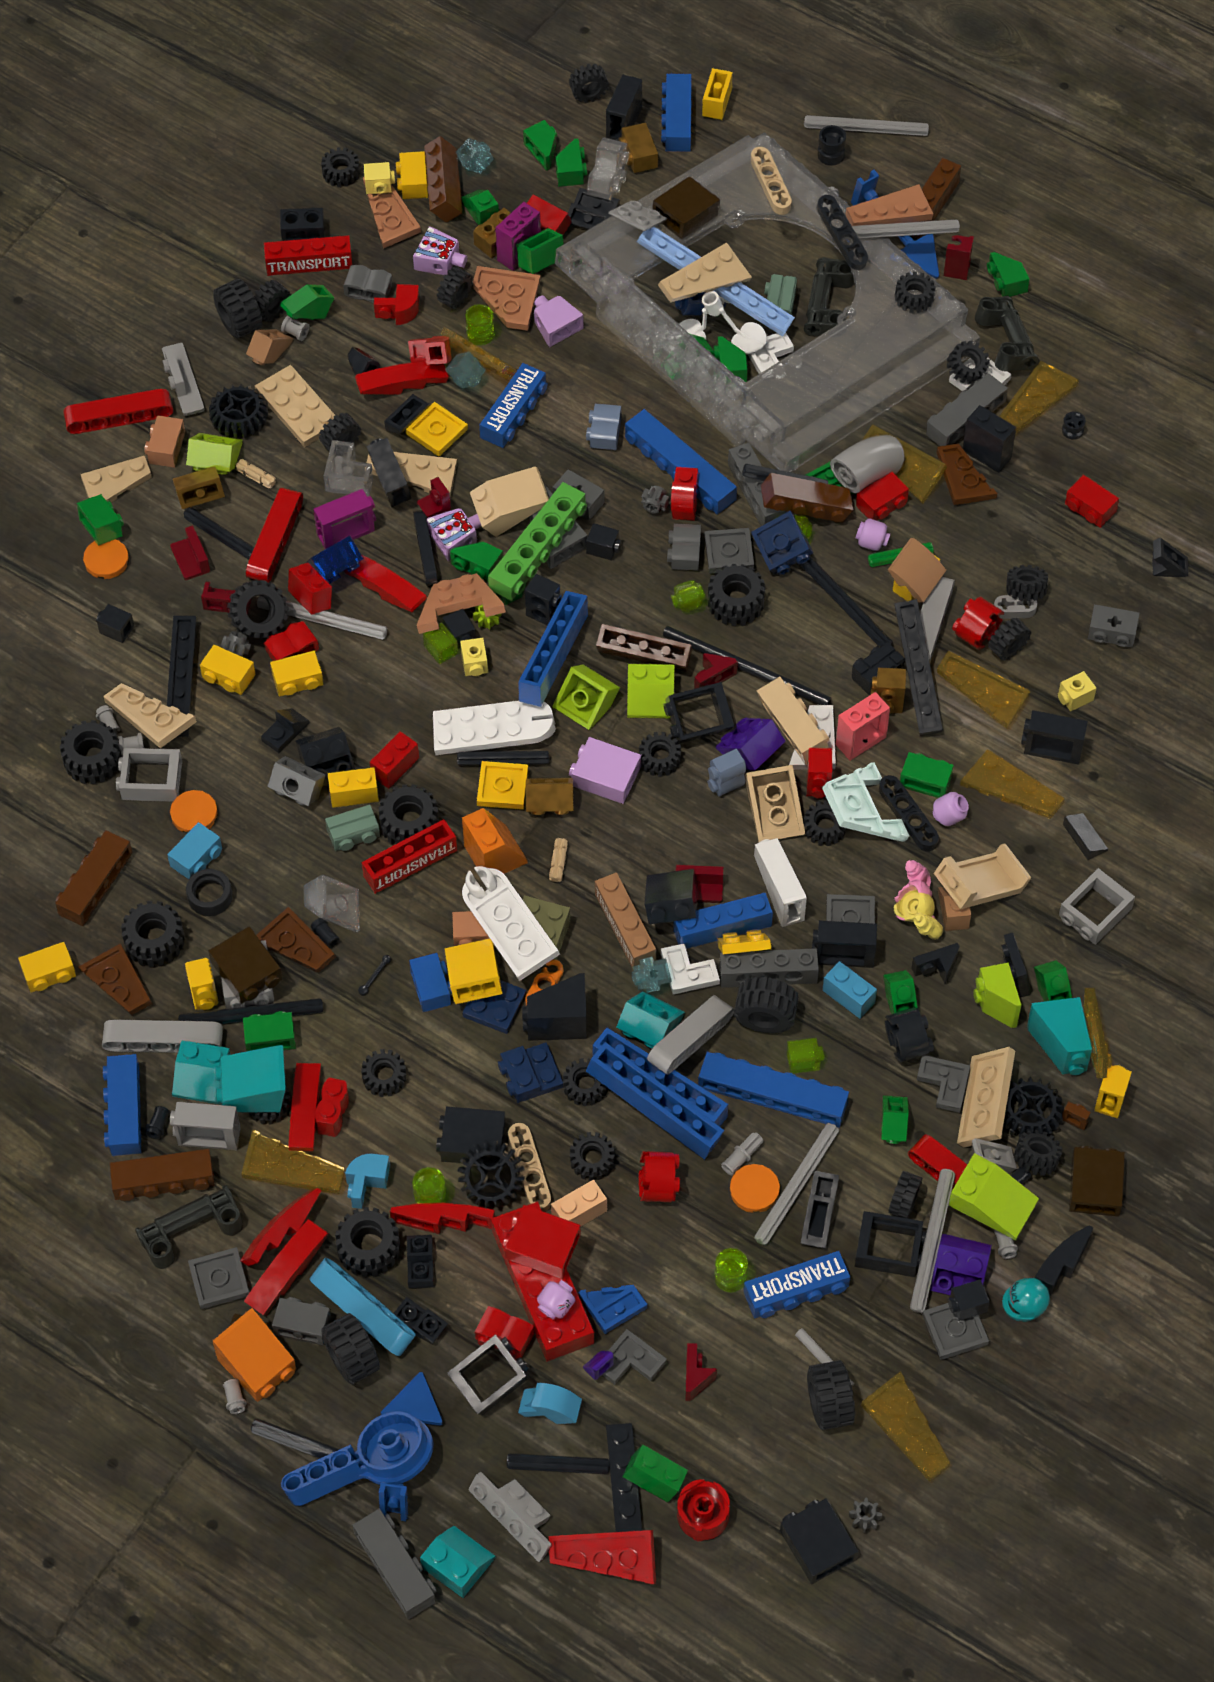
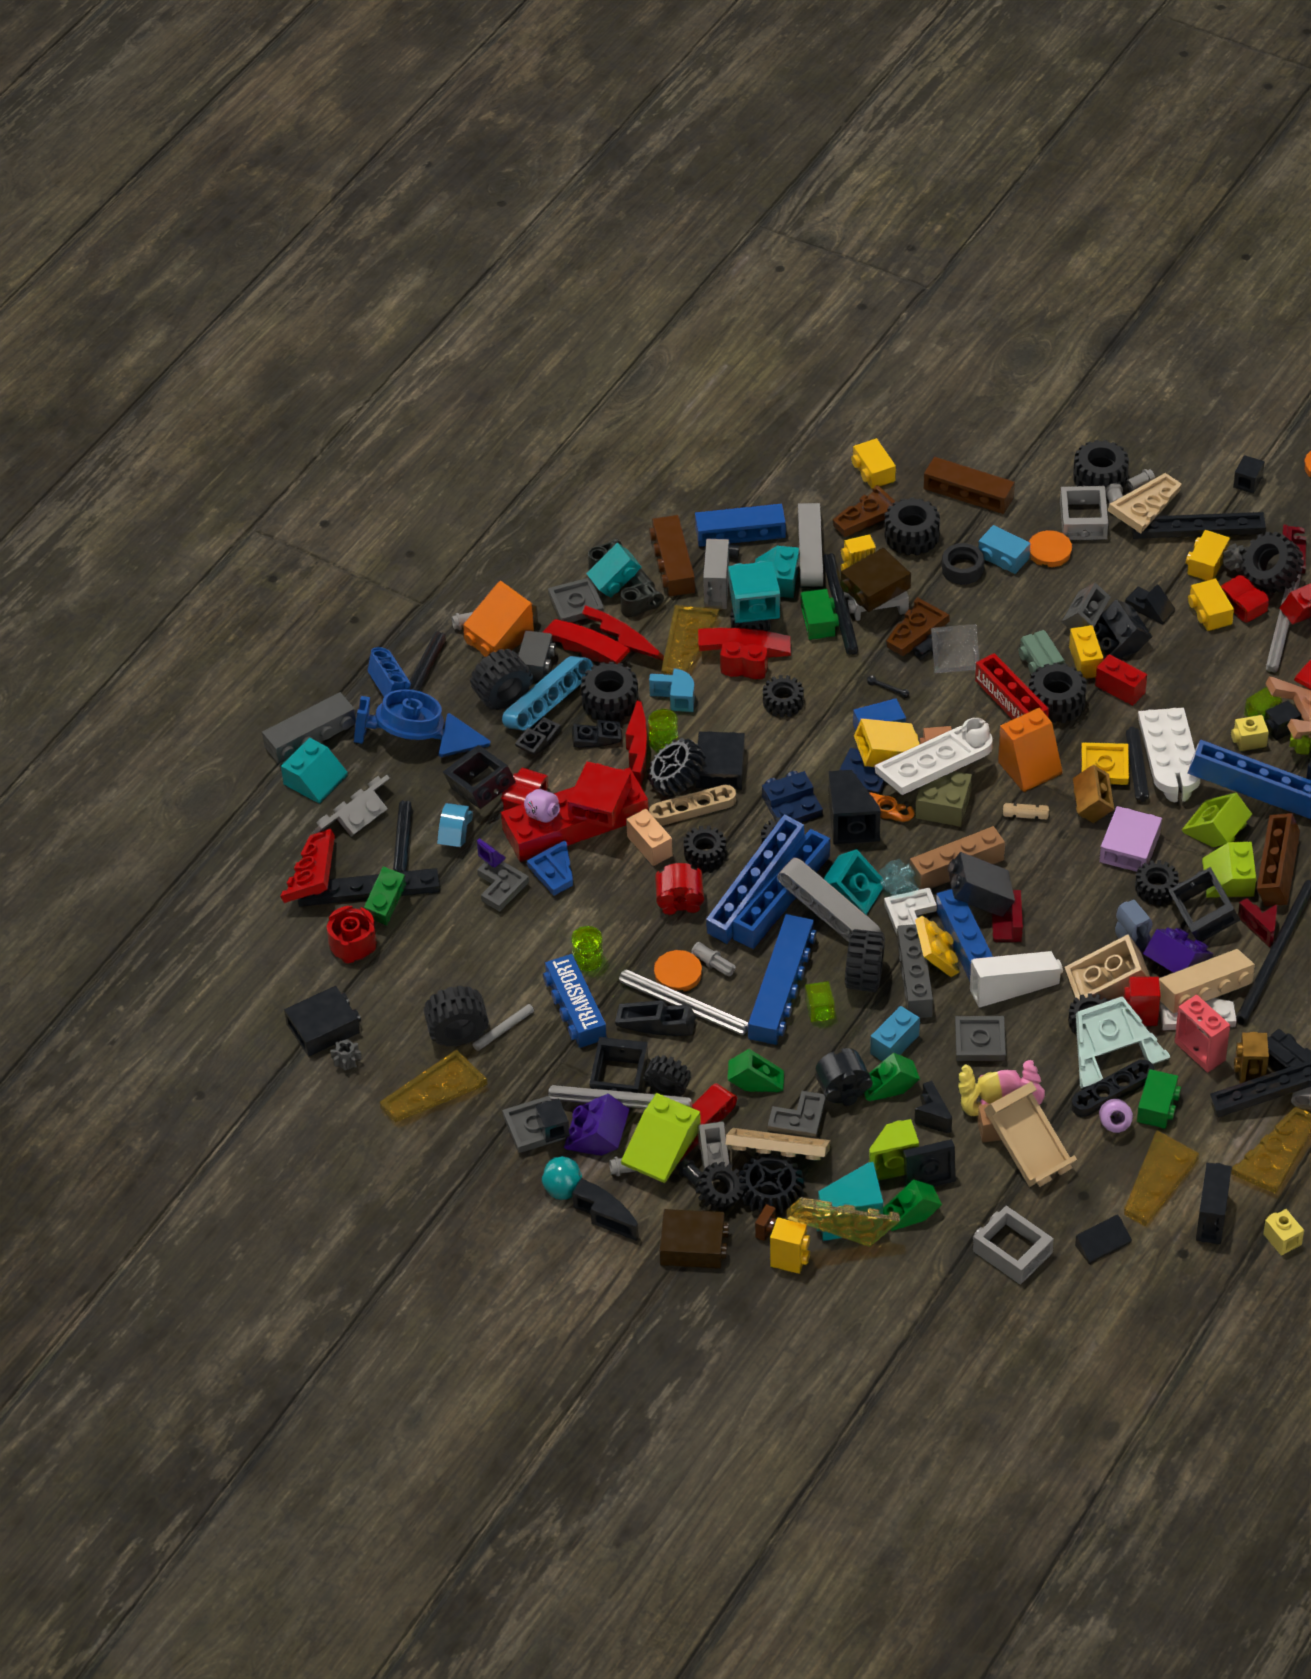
camera: 90 degrees right, 10 degrees down
(189, 1231) = (614, 570): none -> teal brick
(696, 1377) = (481, 926): dark red slope -> none
(845, 942) = (942, 1025): black window -> none

